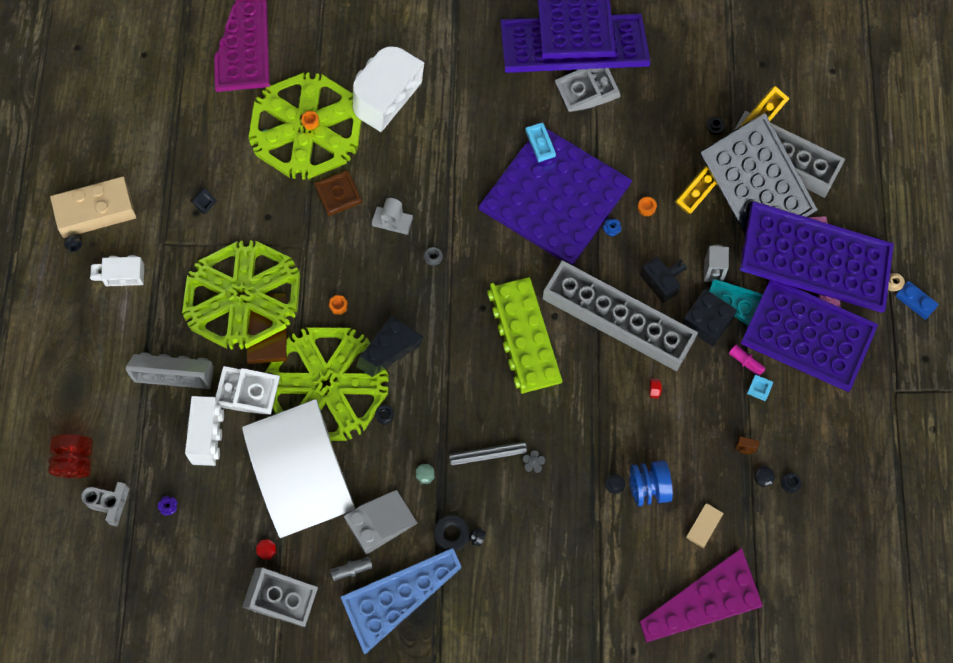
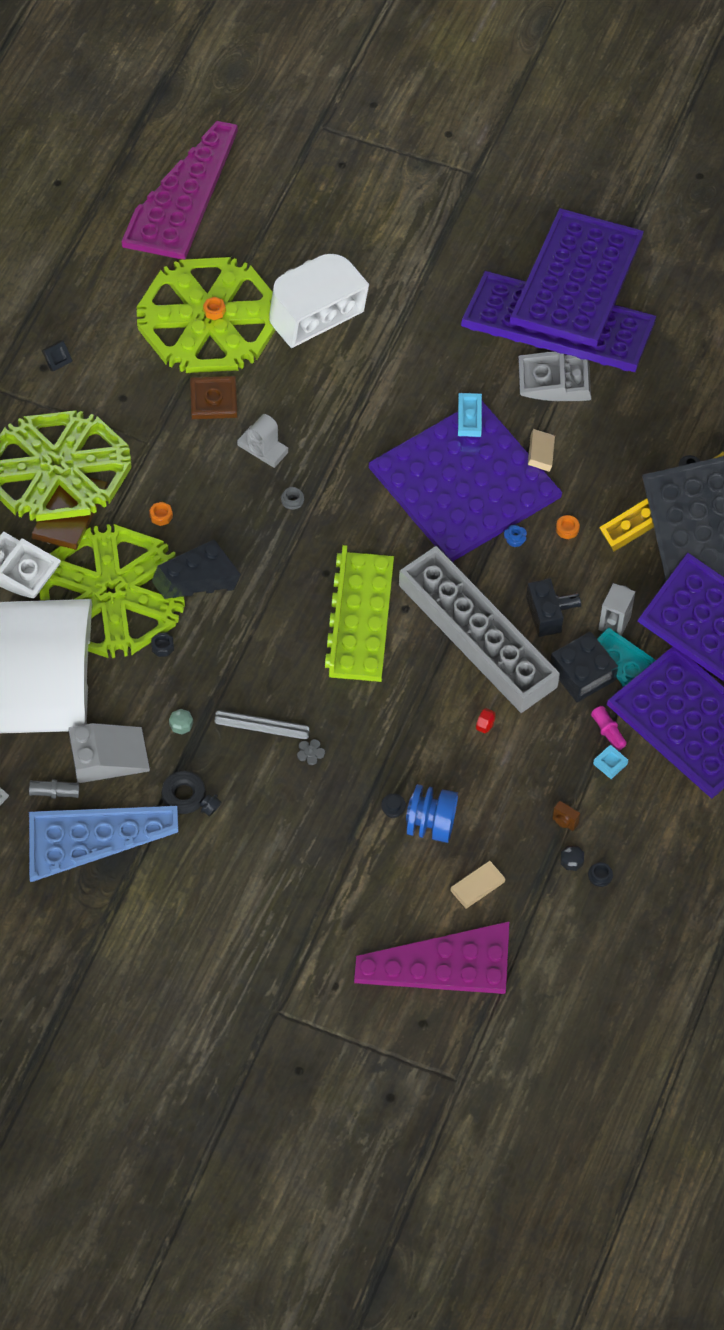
camera: 20 degrees right, 10 degrees down
(603, 151) = (541, 450): none -> tan tile

